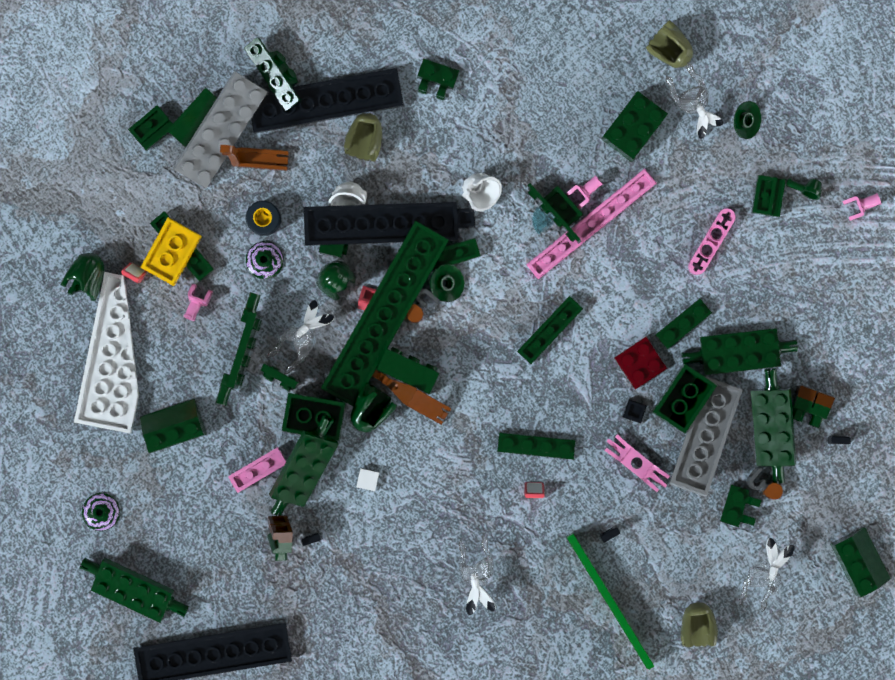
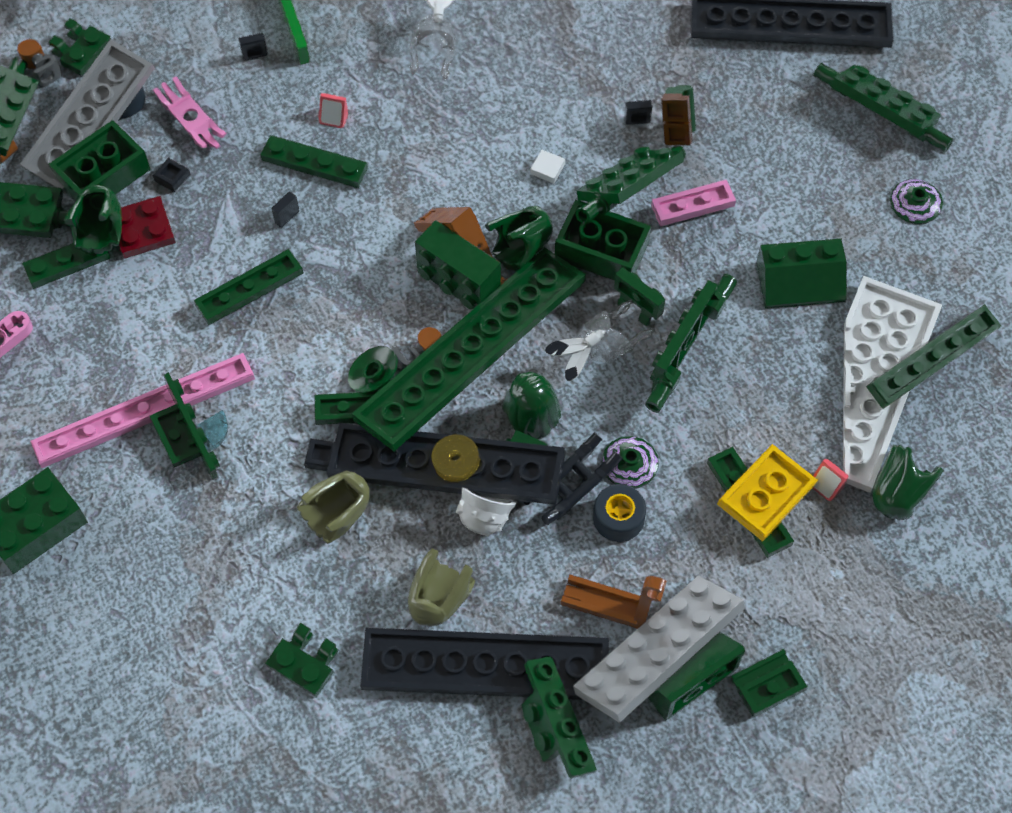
camera: 170 degrees left, 25 degrees down
(74, 379) = (933, 356): none -> dark green tile
(196, 303) = (742, 420): bright pink piece -> none
(286, 239) = (574, 462): none -> black piece
(365, 224) = (455, 469): none -> clear yellow piece
(365, 296) = (490, 381): coral slope -> none
(443, 179) = (334, 504): none -> olive hair
(481, 191) = (286, 478): white helmet -> none
(543, 396) = (285, 209): none -> black tile
(586, 190) = (136, 450): bright pink piece -> none
(667, 349) = (95, 220): none -> dark green hair

